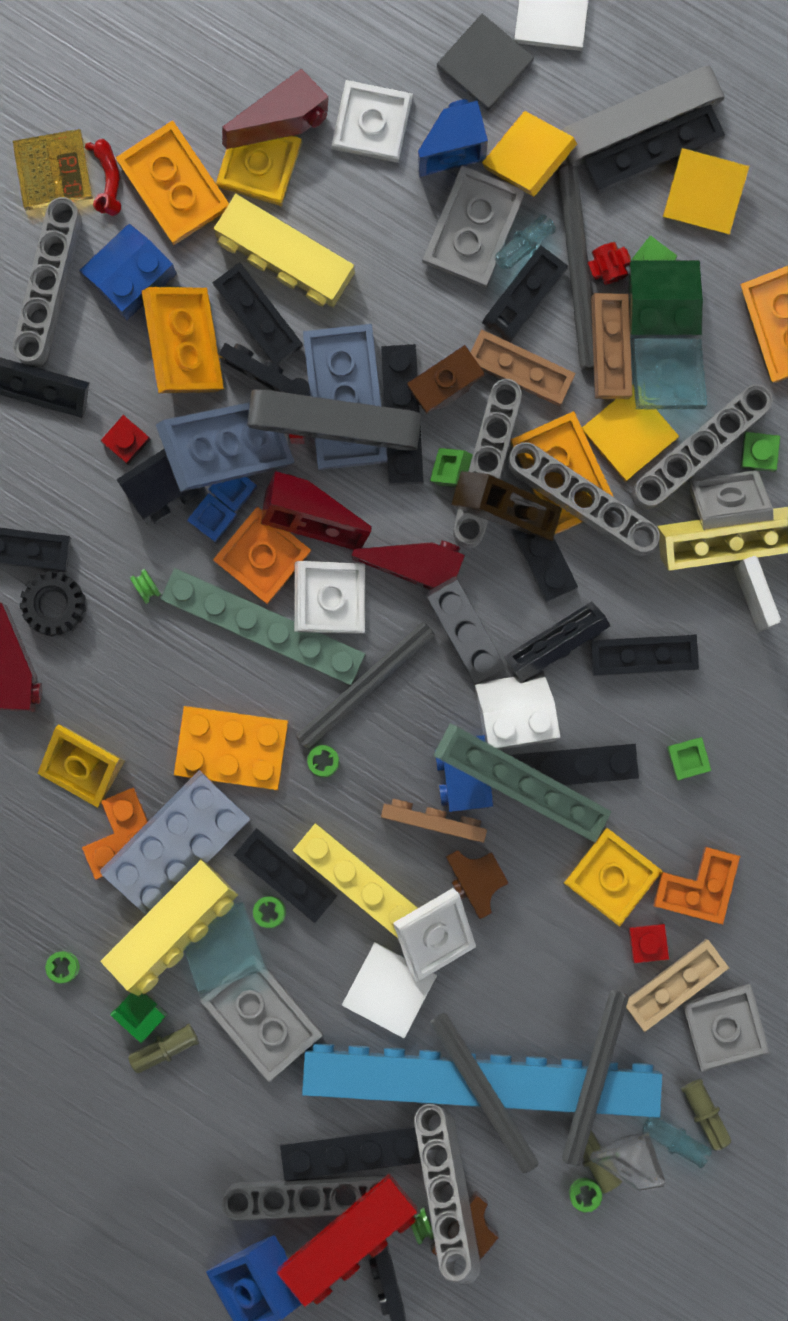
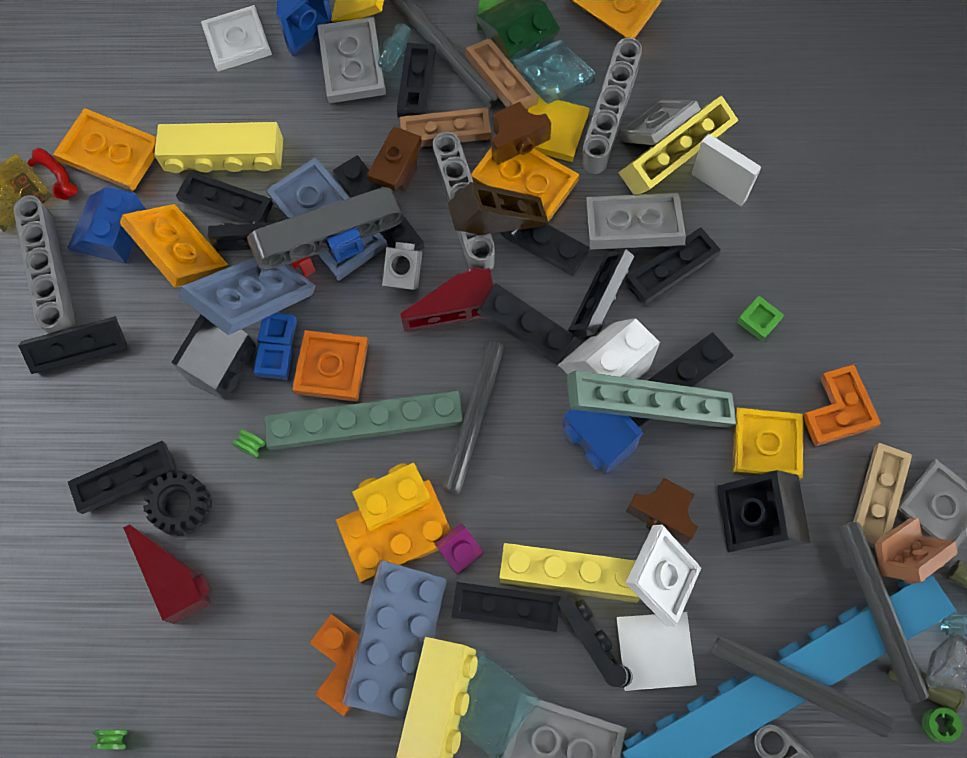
camera: 30 degrees left, 15 degrees down
(79, 765) = (273, 622): yellow slope -> none
(125, 439) = (167, 343): red plate -> none
(244, 717) = (391, 495): none -> yellow bracket
(258, 914) = (519, 640): bright green bush -> none
(260, 169) = (167, 102): yellow tile -> none
(276, 799) = (459, 548): none -> magenta plate
(279, 114) = (161, 60): slope -> none
(308, 511) = (351, 309): dark red slope -> none
(329, 597) = (403, 364): white tile -> none
(329, 770) = (468, 491): bright green bush -> none
(341, 952) = (595, 642): none -> black plate
(343, 447) = (345, 244): none -> blue tile
(374, 507) = (392, 276): none -> light grey brick
(434, 820) = (599, 485): medium nougat plate -> none
(449, 466) = (437, 220): bright green plate -> none
(561, 935) = (763, 512): none -> black slope
(575, 483) = (564, 170): light grey beam -> none
(582, 427) = (518, 132): none -> reddish brown brick
(609, 263) = (463, 27): red gear -> none
(637, 590) = (635, 221): none -> light grey plate
(648, 943) = (833, 478): red plate -> none
(659, 1048) = (911, 556): none -> nougat bracket
(760, 451) = (653, 88): bright green plate -> none

